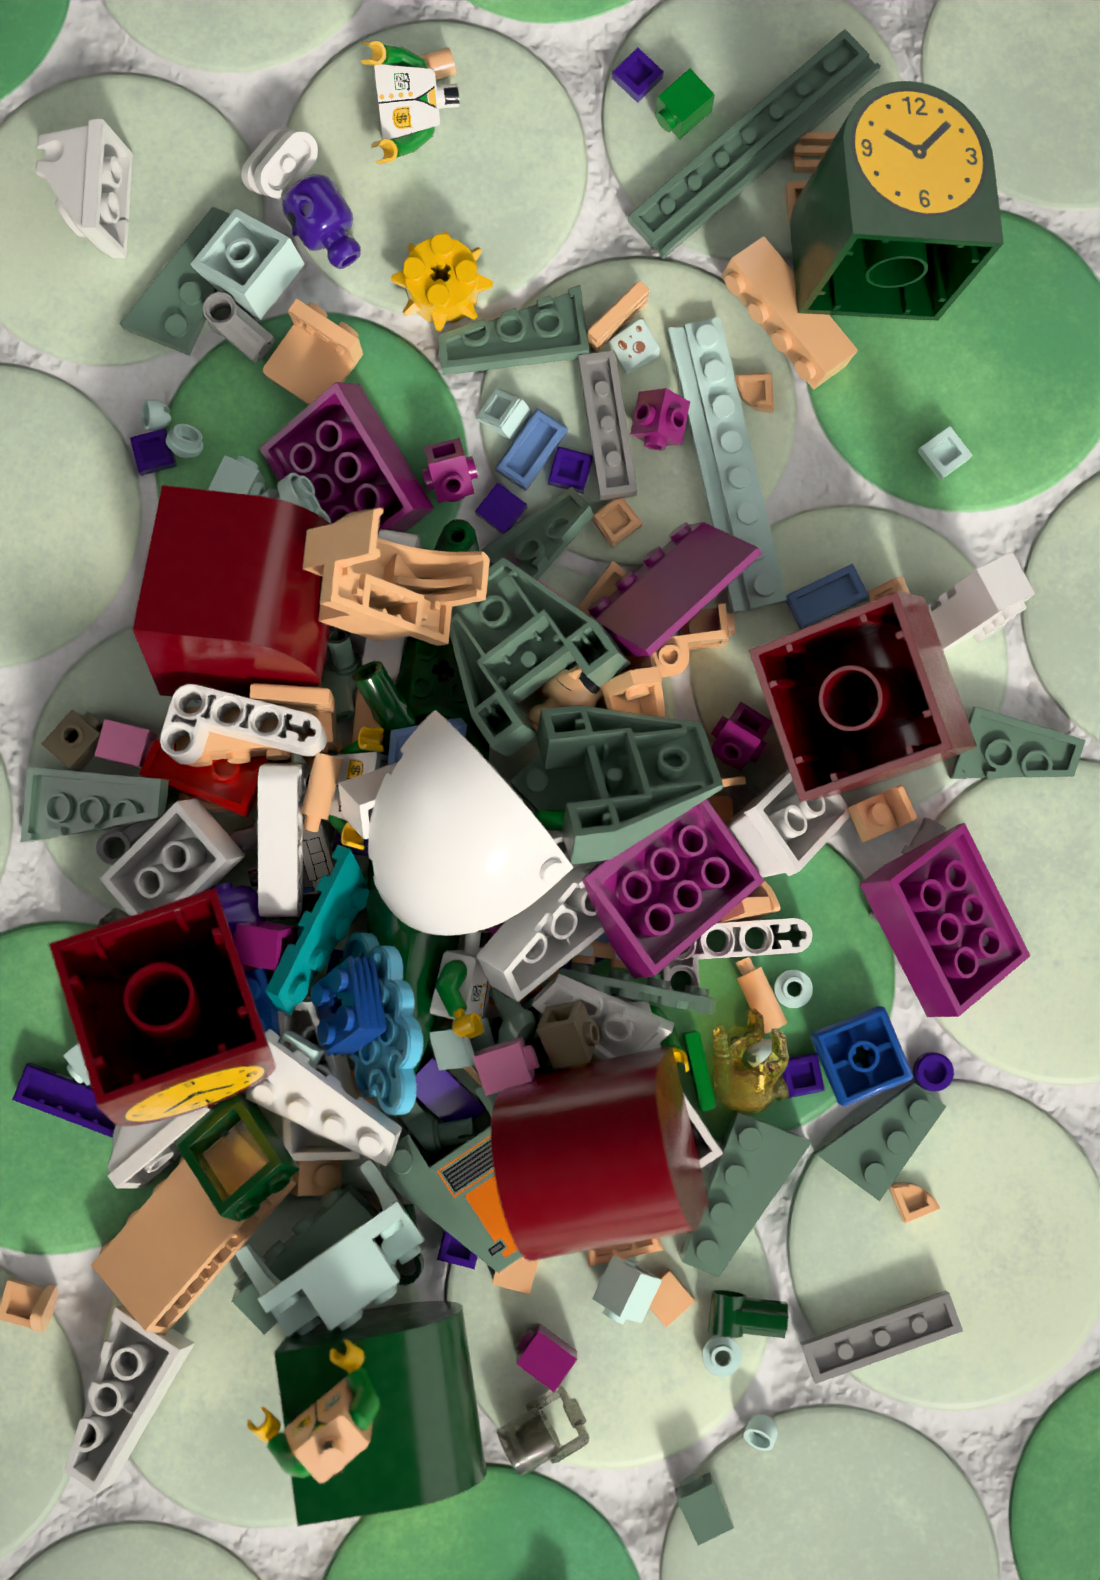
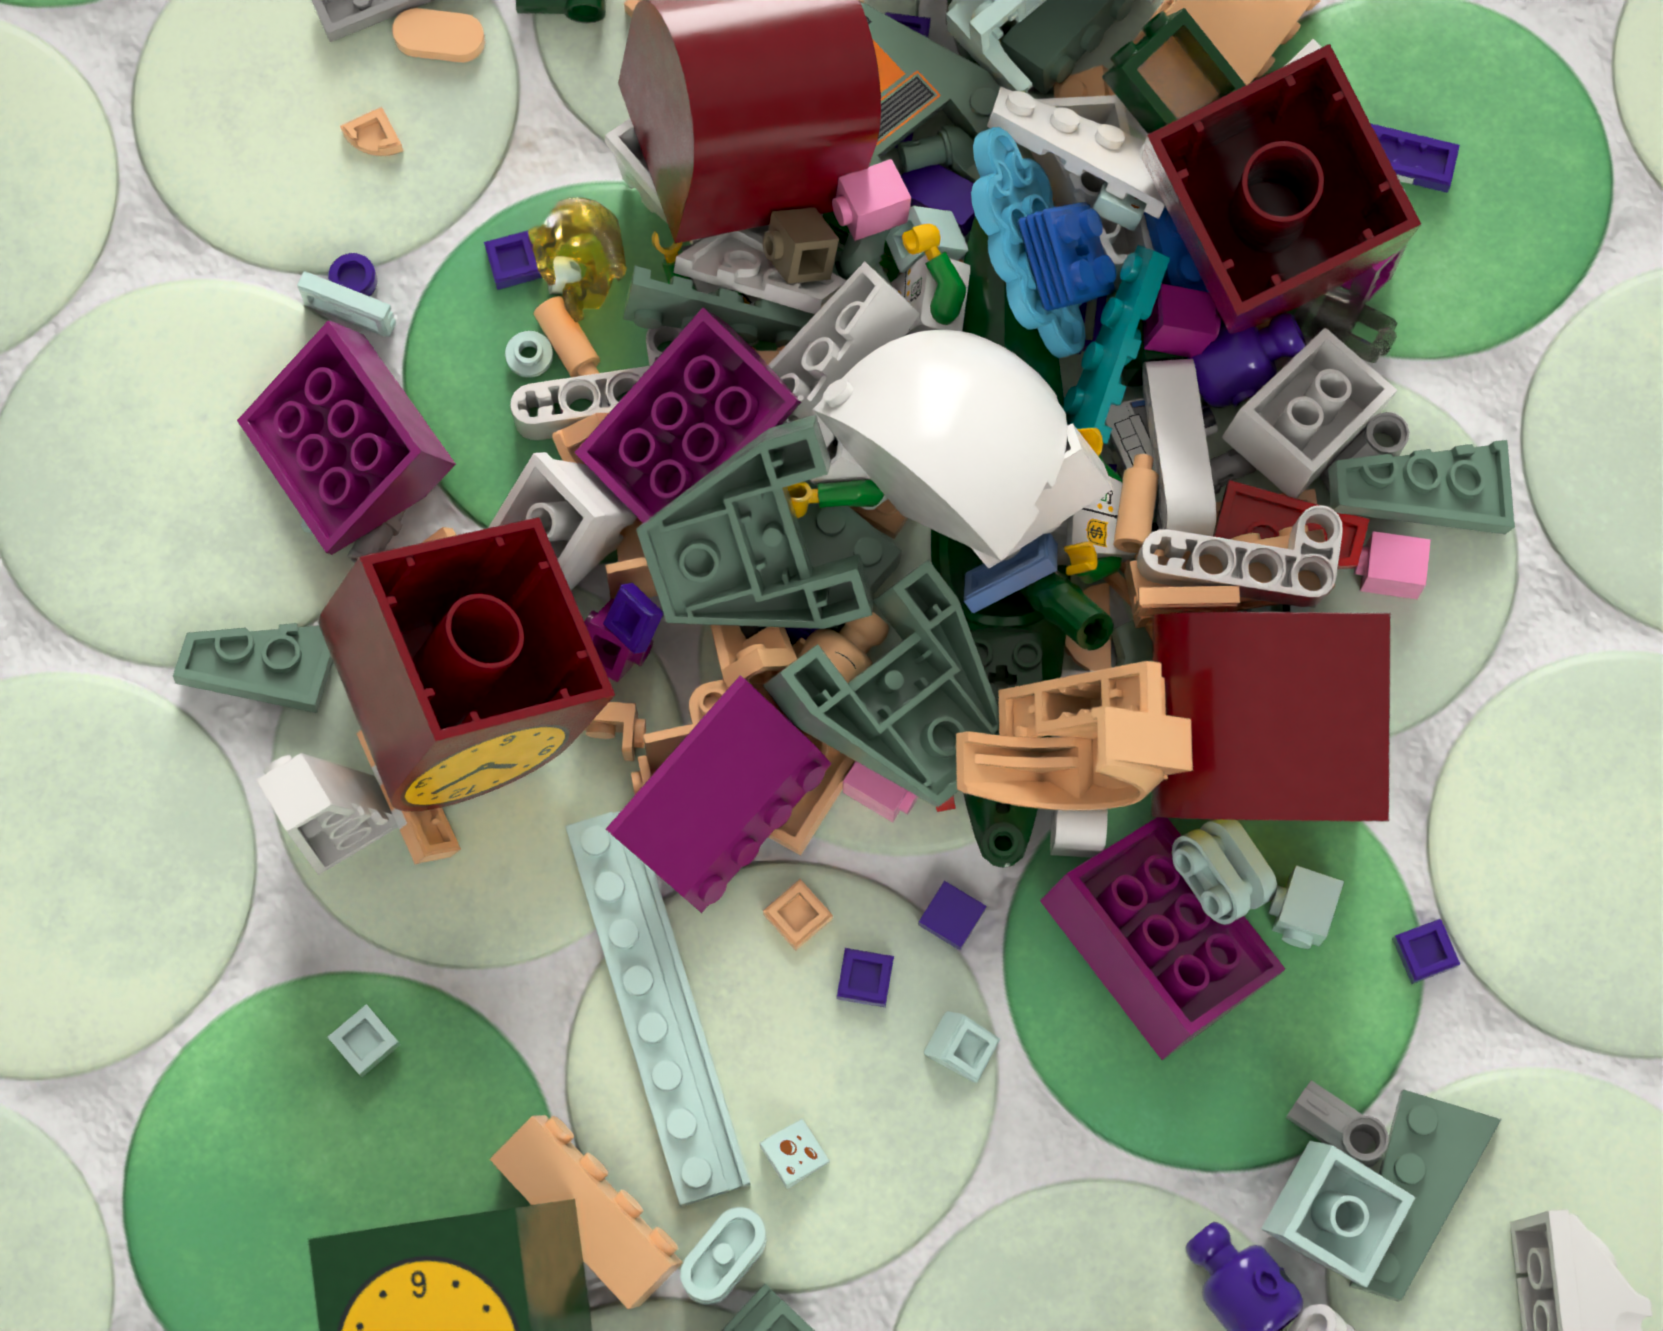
camera: 170 degrees right, 10 degrees down
(75, 740) = (1459, 564): dark tan brick -> none
(155, 415) = (1432, 997): light aqua hinge -> none
(185, 441) = (1381, 974): light aqua plate -> none
(313, 353) = (1231, 1093): light nougat bracket -> none
(427, 292) = (1068, 1246): yellow brick -> none
(449, 471) = (1026, 948): magenta brick -> none
(531, 449) = (919, 1000): medium blue tile -> none
(534, 335) = (940, 1154): sand green wing -> none
(543, 535) = (900, 867): sand green wing -> none
(607, 425) = (821, 1036): light grey plate -> none
(617, 316) = (821, 1189): light nougat tile -> none
(660, 418) = (751, 1045): magenta brick -> none
(692, 270) = (723, 1256): none -> light aqua brick
(699, 1070) = (634, 236): green tile -> none
(727, 734) = (633, 618): none -> dark purple tile
(739, 677) = (622, 719): none -> light nougat bracket
(740, 1188) = (565, 142): sand green wedge -> none
(756, 391) = (623, 1109): light nougat tile -> none
(826, 597) = (512, 838): medium blue tile -> none
(853, 1288) = (438, 35): none -> light nougat tile
(883, 1067) = (447, 253): blue brick -> none
(884, 1141) = (409, 194): sand green wing -> none
(940, 1043) = (346, 304): none -> light aqua tile

